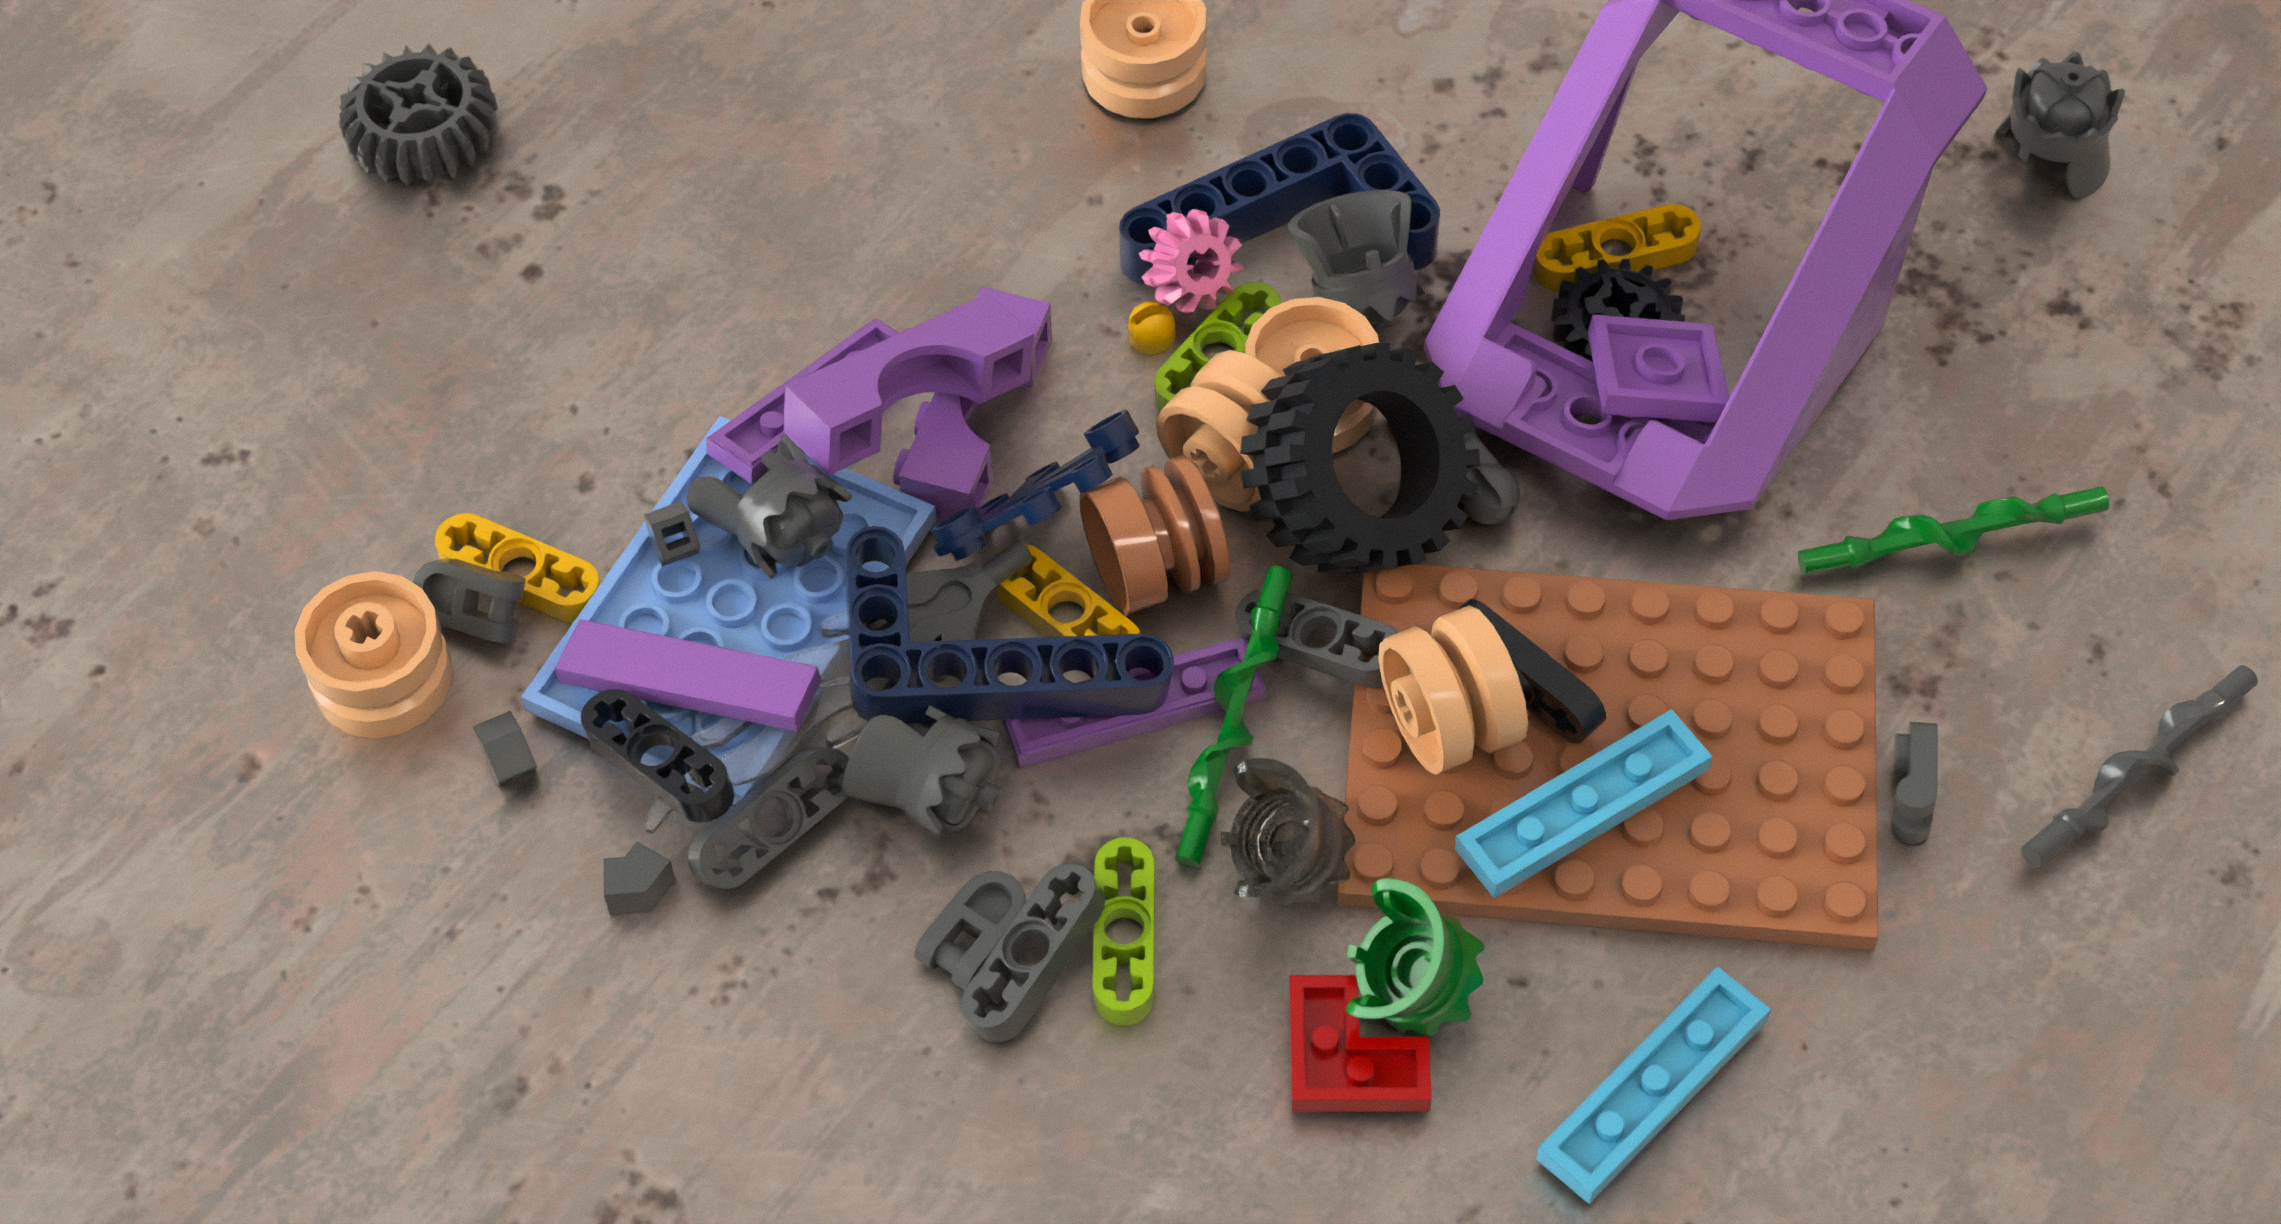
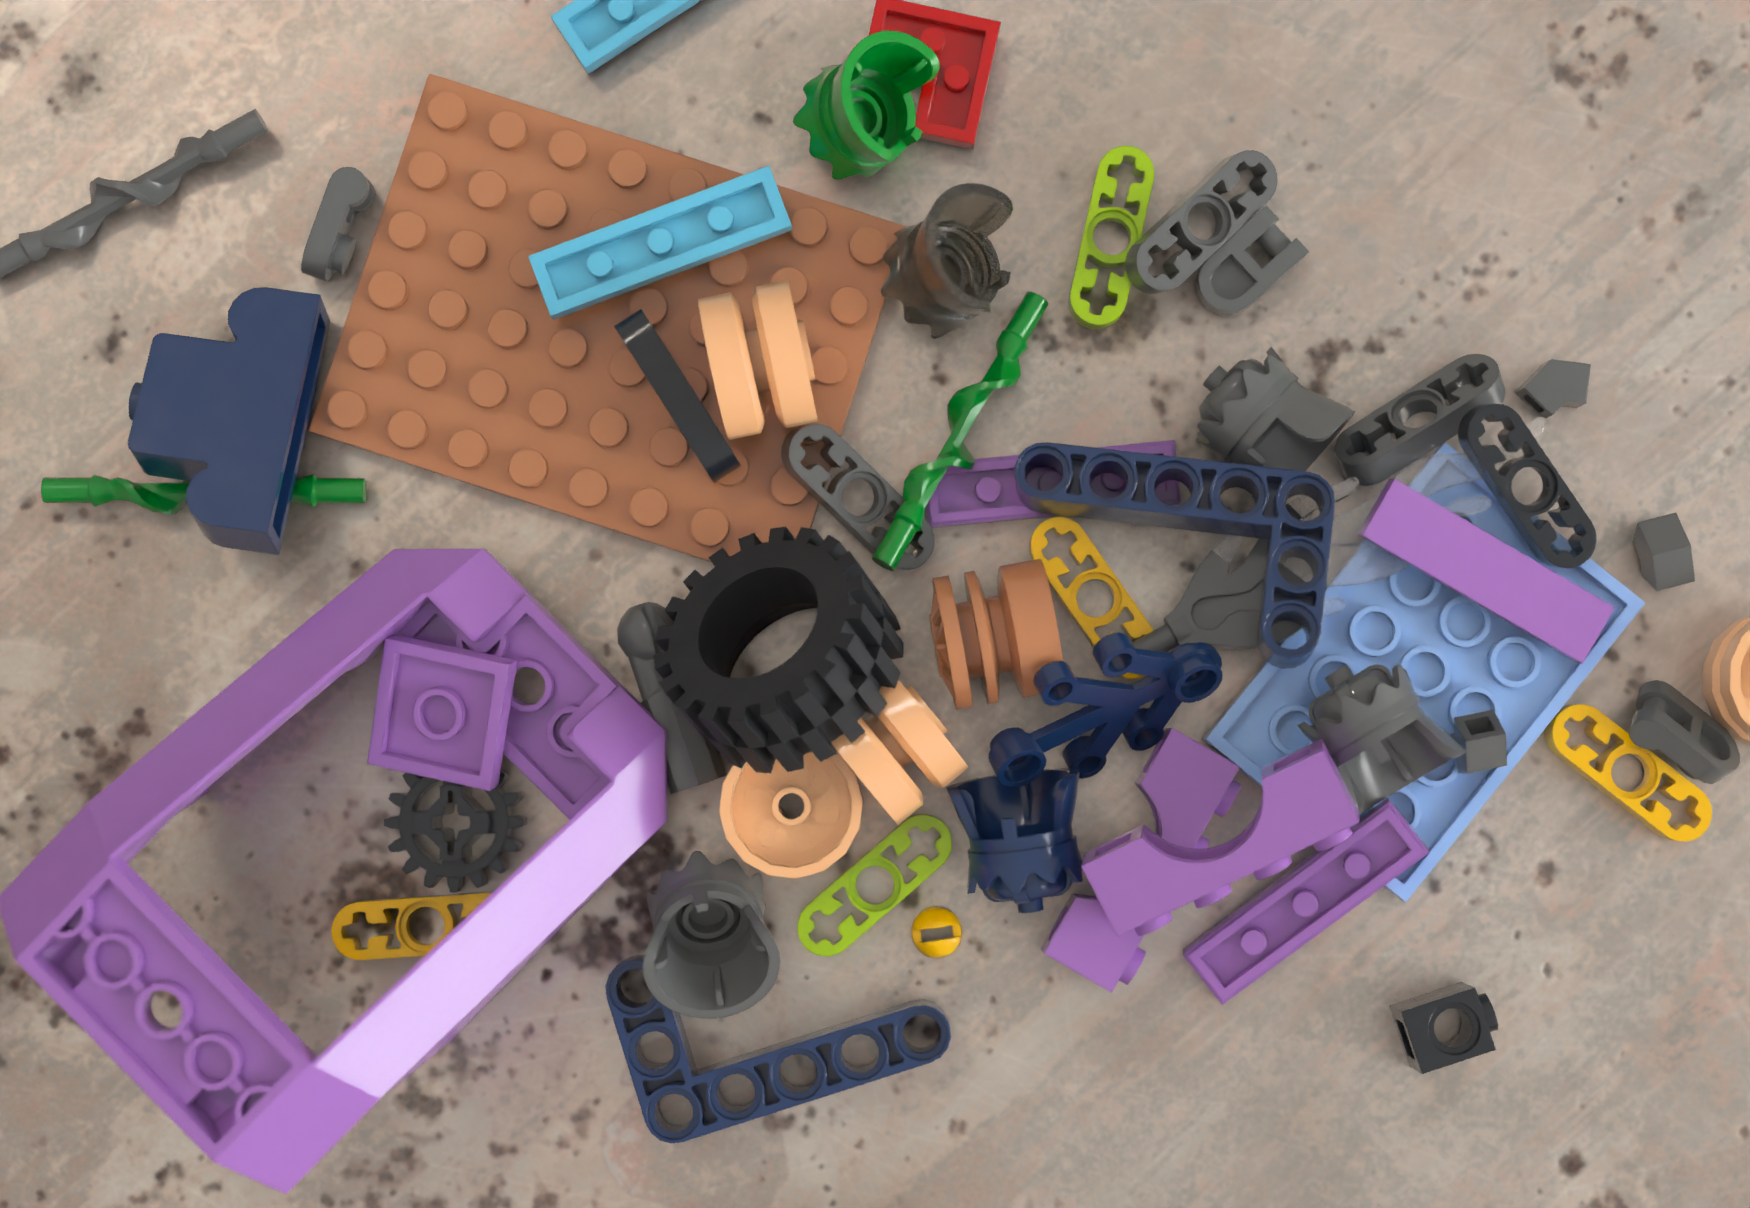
camera: 165 degrees left, 30 degrees up
(668, 333) = (1416, 1021): none -> black brick
(1088, 377) = (1020, 837): none -> dark blue hat
(1212, 263) = (884, 973): bright pink gear -> none
(1947, 573) = (234, 414): none -> dark blue brick

